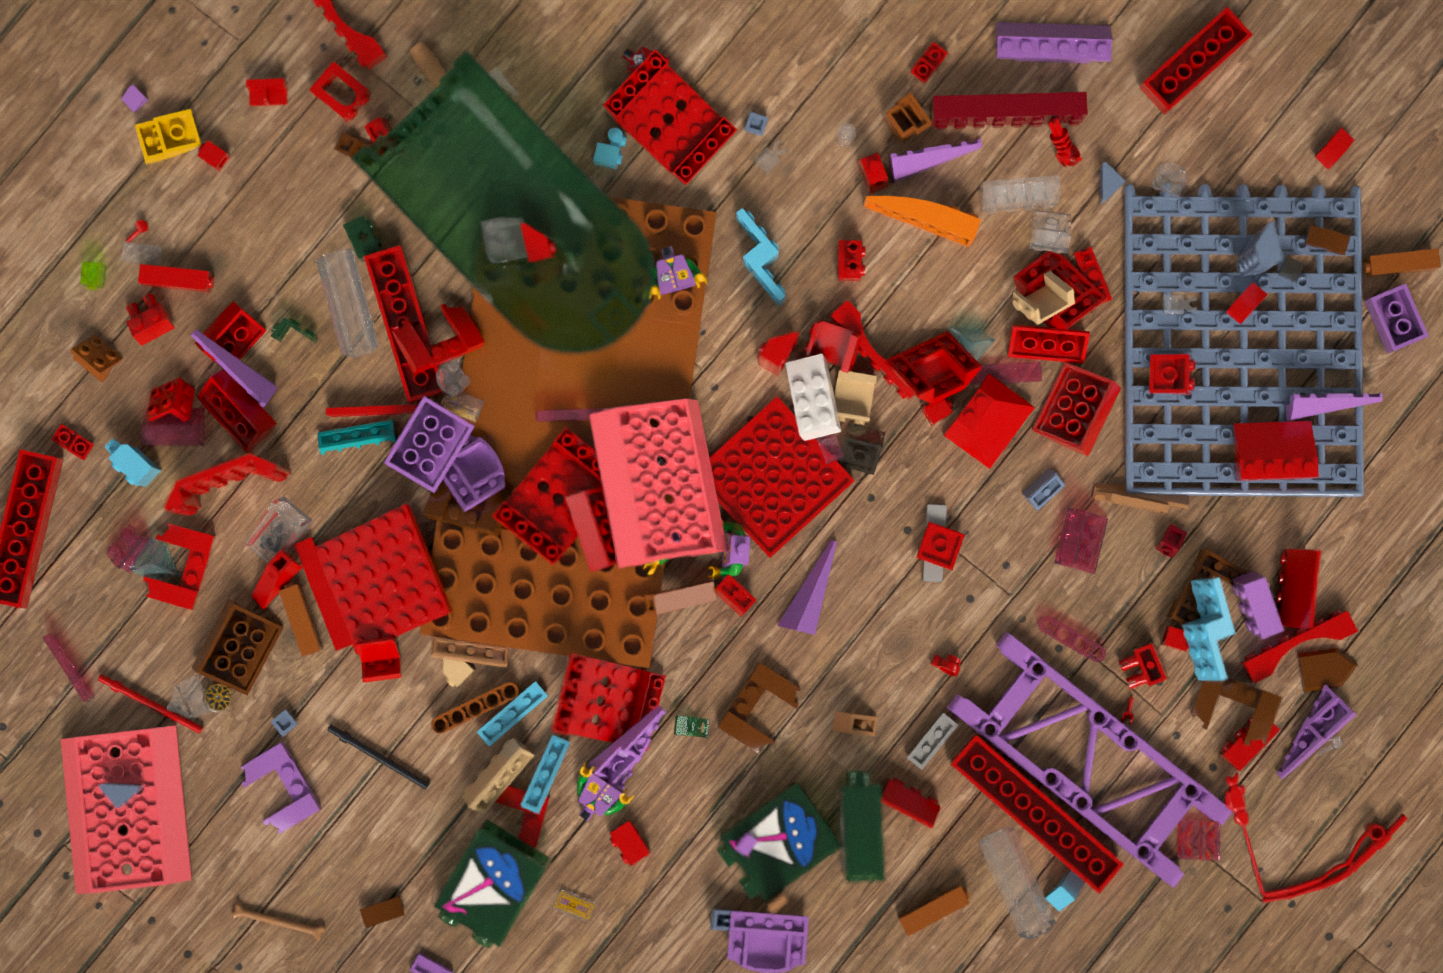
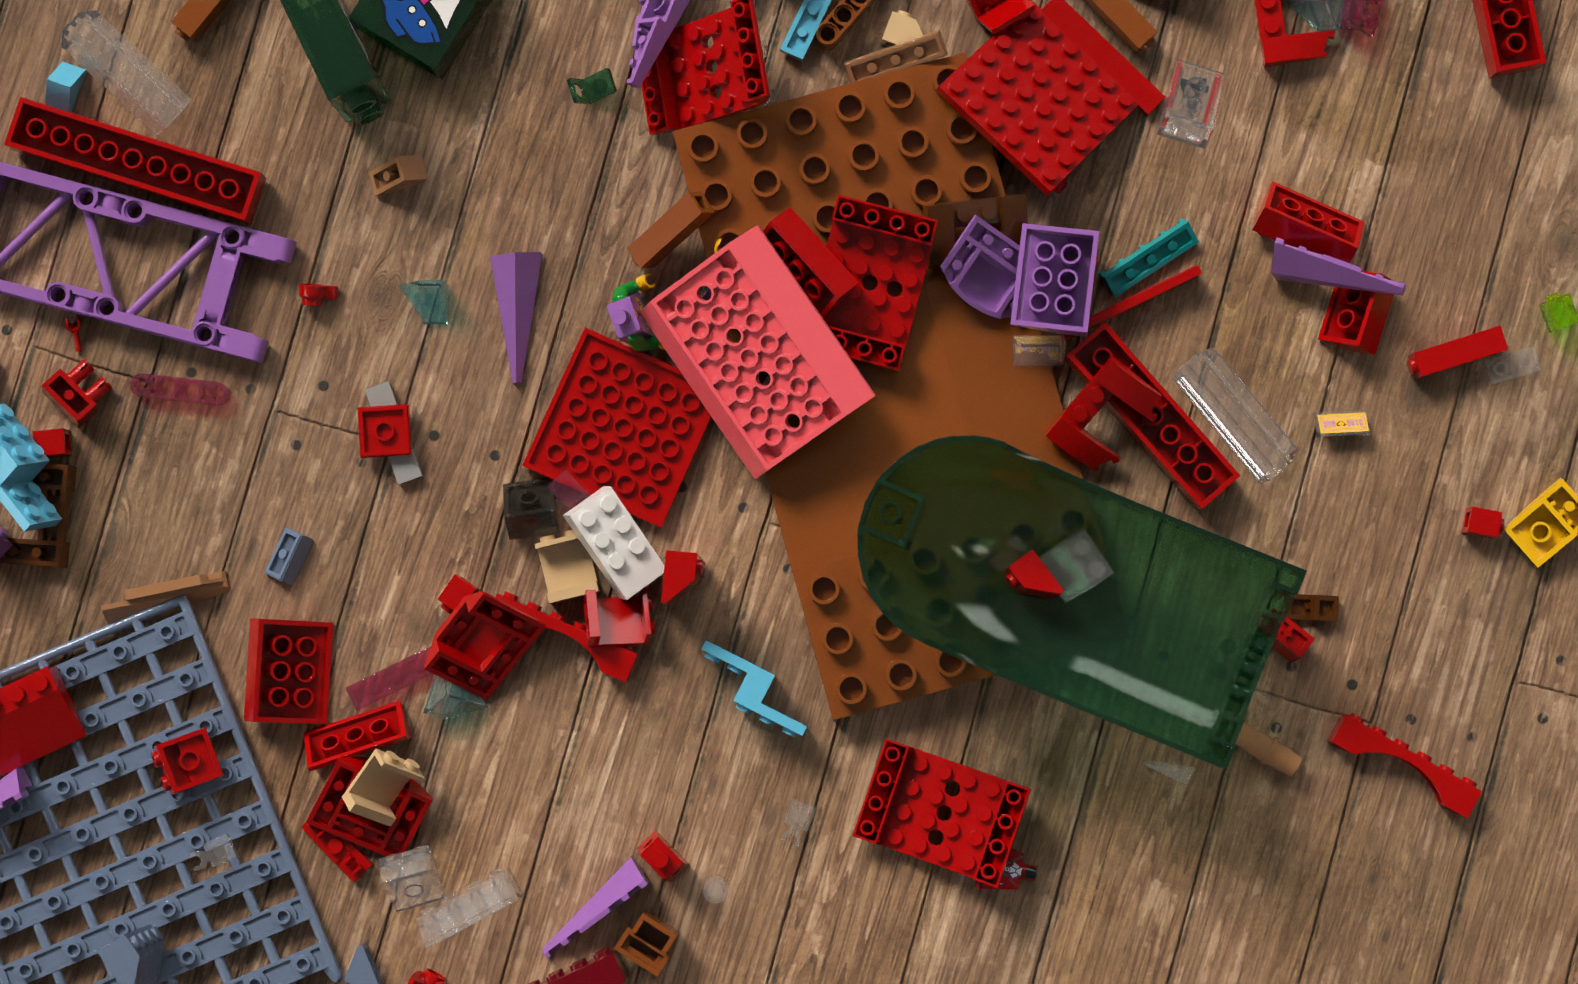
camera: 155 degrees right, 0 degrees up
(72, 442) = (1487, 104): red slope -> none
(96, 357) = (1507, 216): dark orange bracket -> none
(132, 462) = (1404, 106): medium azure hinge -> none
(141, 228) = (1528, 398): red hand -> none
(149, 324) = (1462, 282): red brick -> none
(171, 397) = (1392, 203): red bracket -> none
(172, 431) = (1375, 172): clear pink slope -> none
(184, 497) = (1317, 91): red slope -> none
(267, 92) = (1453, 631): red panel -> none
(276, 575) = (1169, 47): red slope -> none
(277, 264) = (1342, 424): none -> slope
(281, 329) = (1300, 346): clear green bracket -> none
(346, 112) = (1338, 680): red panel -> none
(355, 230) = (1266, 502): clear green brick -> none
(452, 378) = (1065, 374): clear piece -> none
(566, 415) = (900, 390): clear pink beam -> none
(610, 155) = (997, 736): medium azure brick -> none
(675, 273) = (848, 617): torso -> none
(734, 720) = (533, 179): reddish brown wedge -> none
(735, 595) = (607, 264): red hinge -> none
(756, 124) = (832, 854): sand blue plate -> none
(850, 260) = (642, 733): red brick -> none
(871, 625) = (429, 299): none -> clear light blue slope
(910, 802) = (291, 108): red slope -> none
(929, 216) = (564, 830): orange slope -> none
(932, 741) = (296, 194): light grey plate -> none
(989, 421) = (388, 610): red slope -> none
(1081, 540) = (216, 511): clear pink slope -> none
(1171, 541) = (105, 560): dark red bracket -> none
(1246, 303) = (129, 891): red slope -> none
(1290, 269) = (90, 960): clear smoke tile -> none

